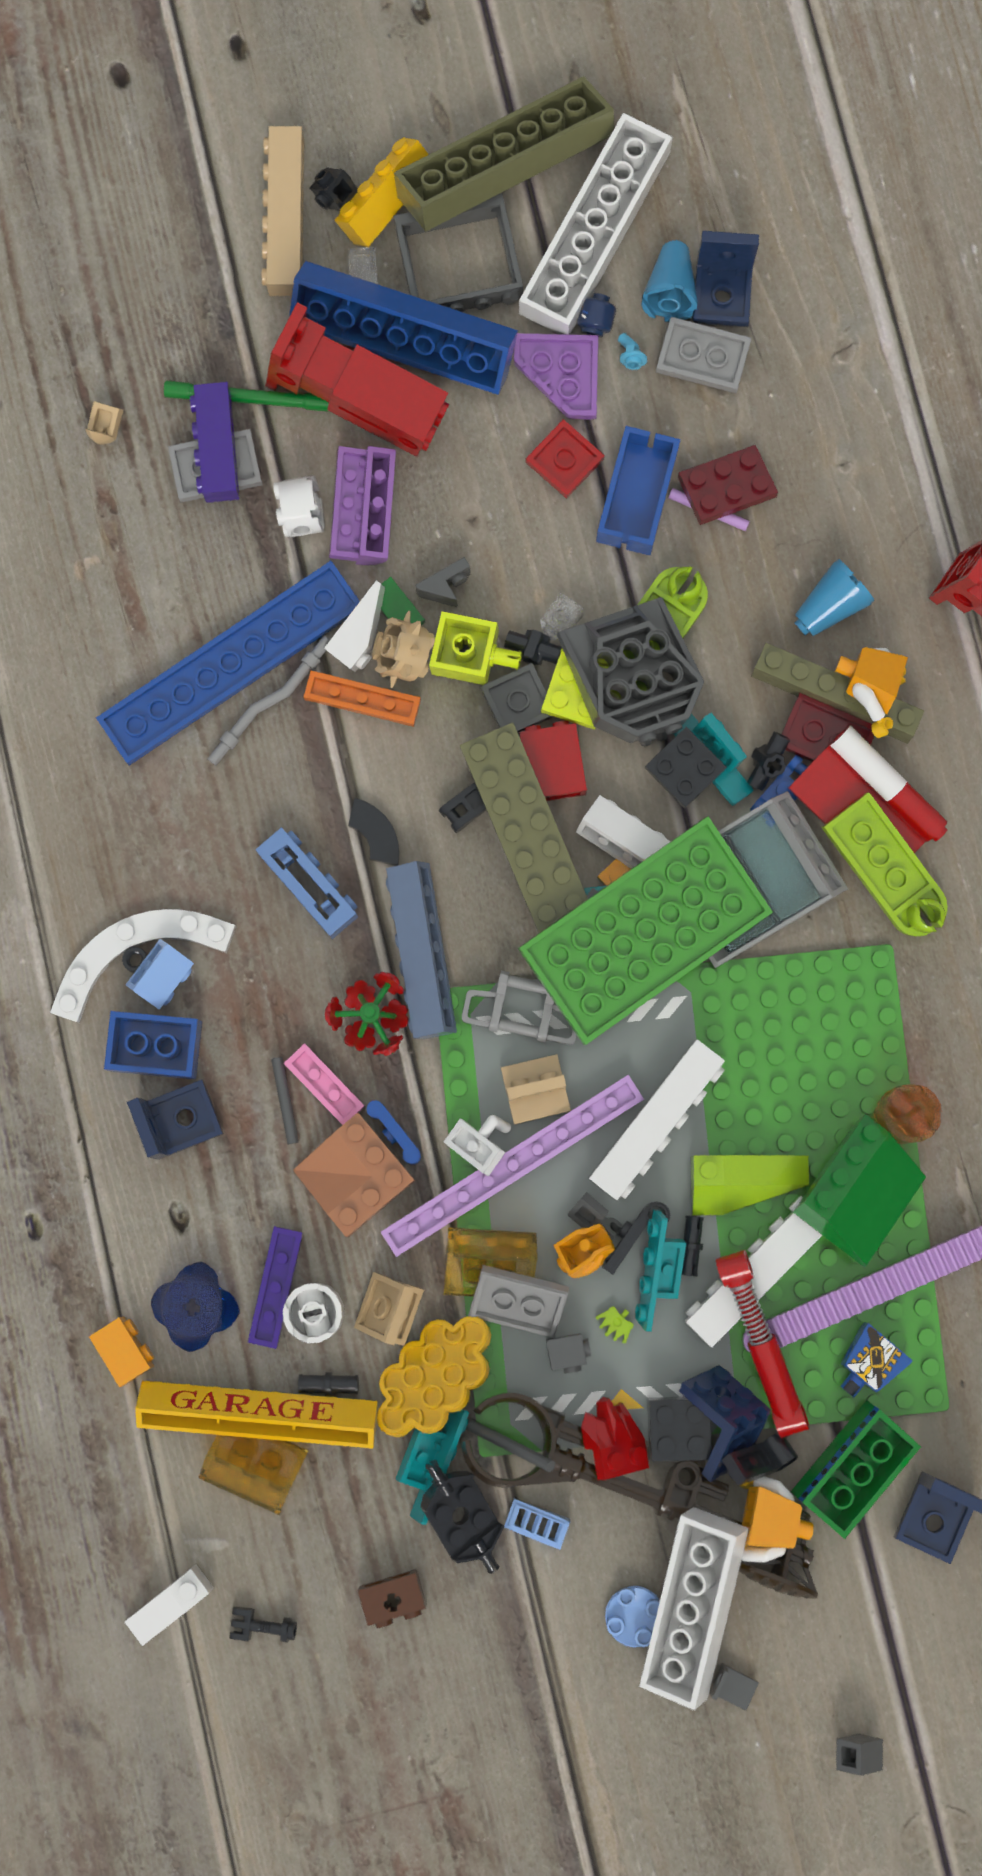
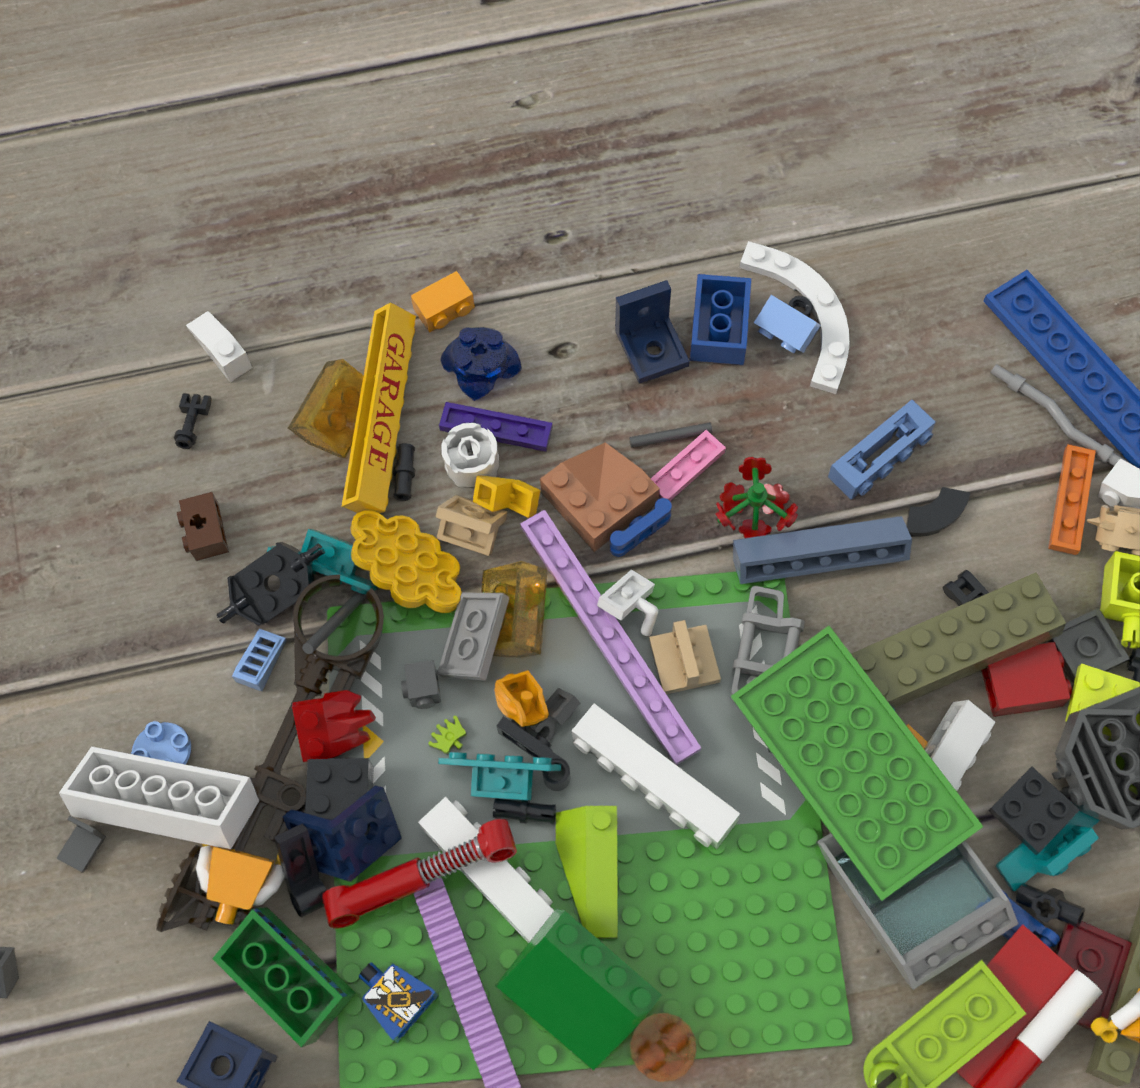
camera: 90 degrees right, 15 degrees down
(356, 1282) = (504, 493): none -> yellow slope

